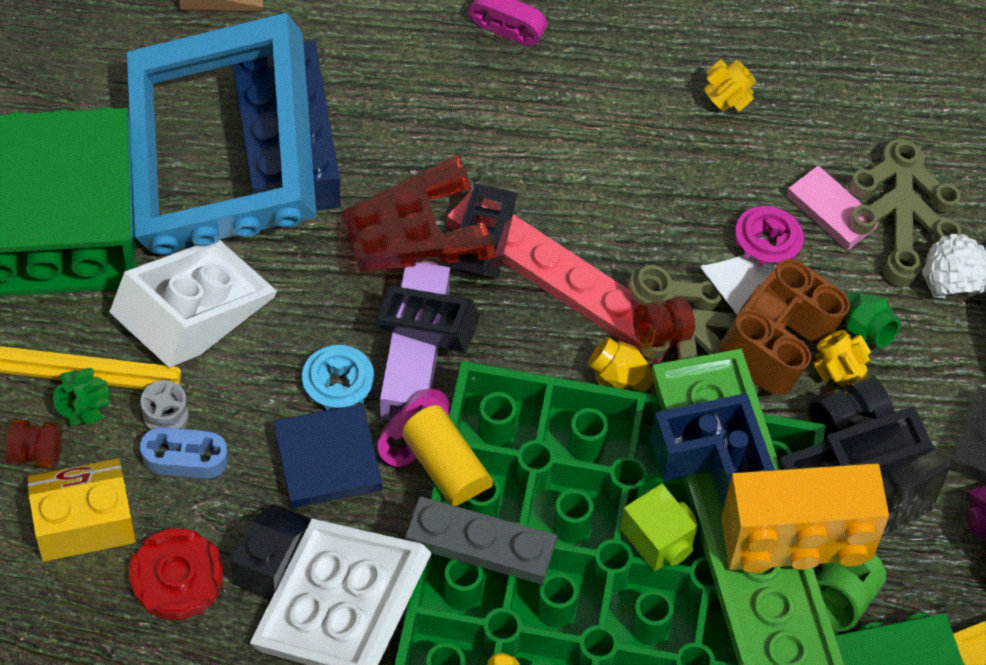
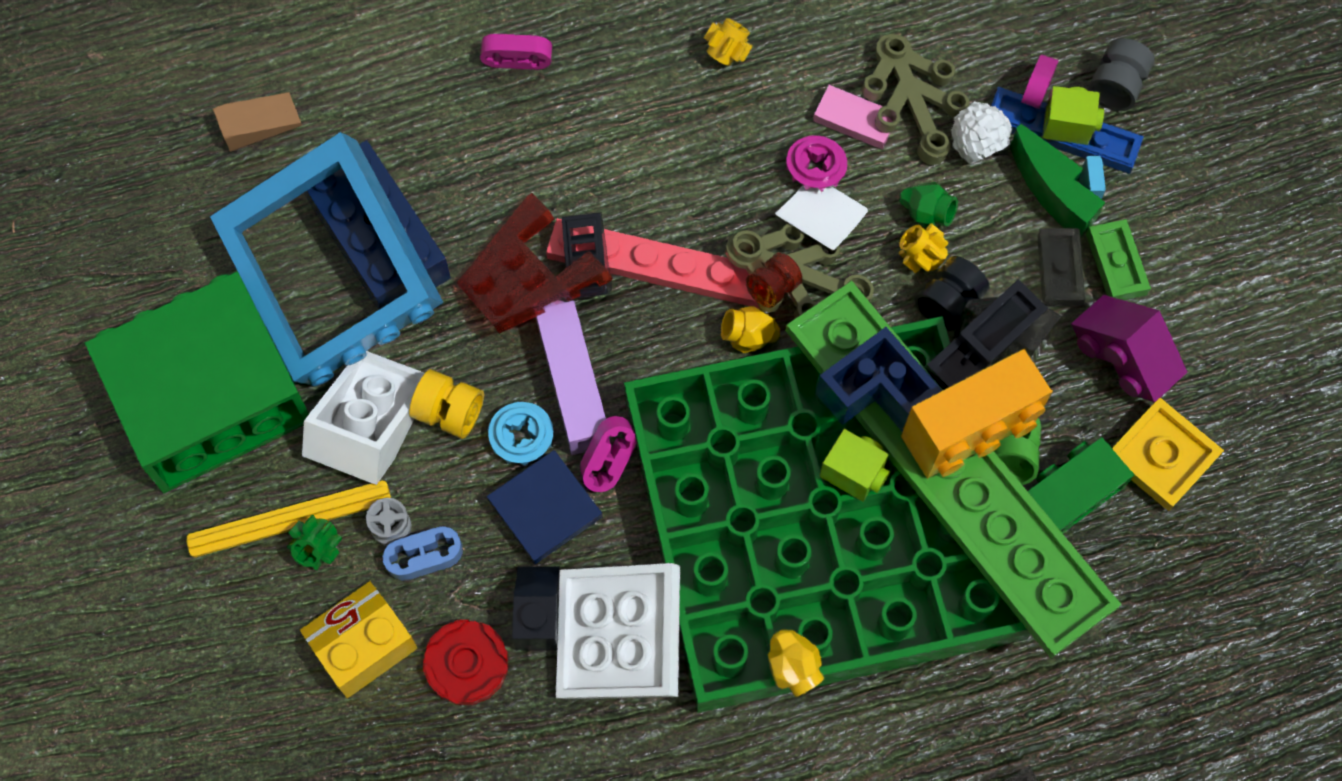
camera: 20 degrees left, 10 degrees up
(33, 443) = (292, 600): clear red wheel -> none
(279, 321) = (435, 395): none -> yellow wheel
(446, 455) = (652, 474): yellow brick -> none
(455, 326) = (578, 368): black slope -> none
(482, 540) = (714, 535): dark grey plate -> none
(789, 297) = (862, 213): dark orange beam -> none

